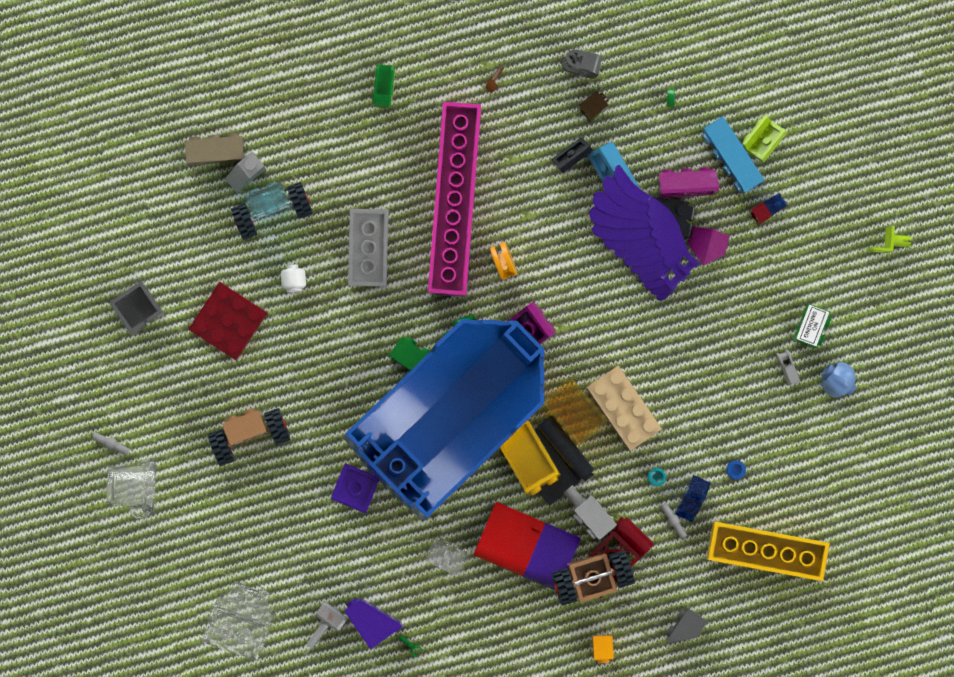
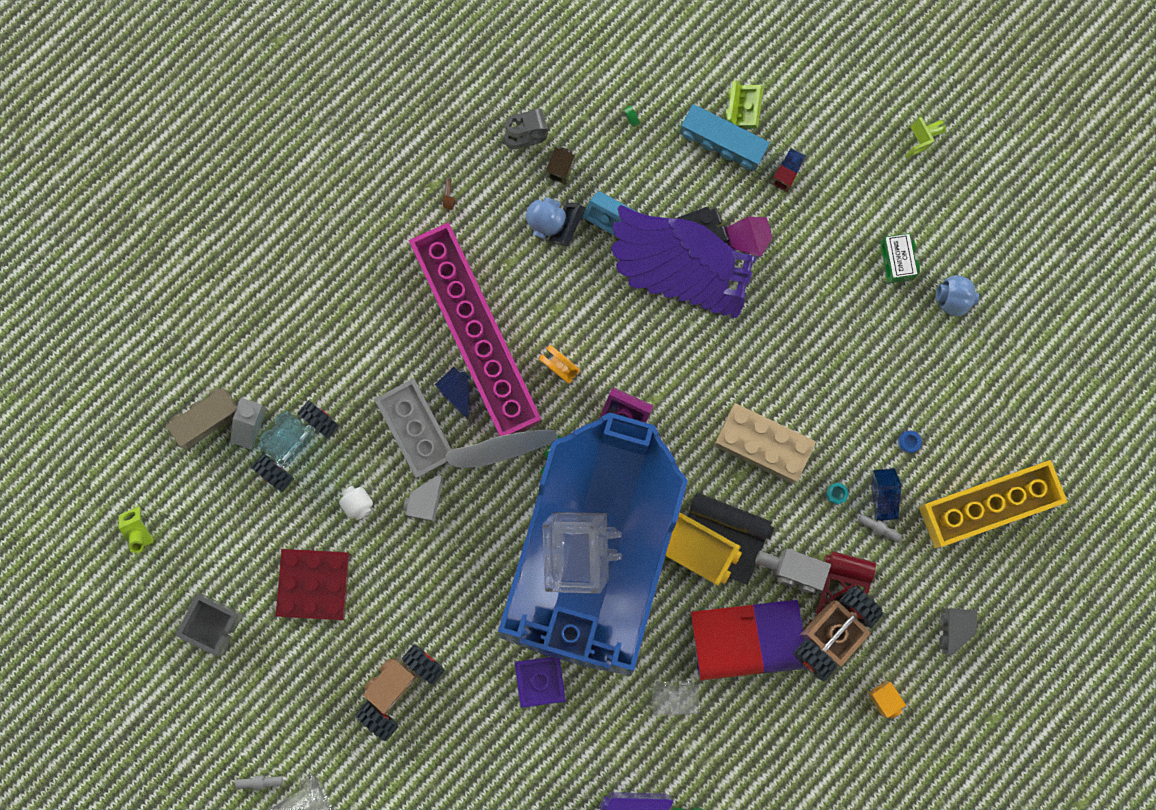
camera: 30 degrees left, 5 degrees down
(118, 206) = (134, 530): none -> lime bracket
(345, 305) = (424, 500): none -> light grey slope
(383, 86) = (341, 260): green animal -> none
(407, 353) = (515, 512): green brick -> none
(416, 235) = (456, 389): none -> clear blue slope
(423, 299) = (500, 448): none -> white sticker
(436, 408) = (577, 551): none -> clear piece
(558, 140) = (545, 217): none -> medium blue plant
(574, 411) = (719, 474): clear yellow brick -> none
(687, 183) = (697, 187): magenta slope -> none
(789, 371) = (904, 314): light grey bar -> none

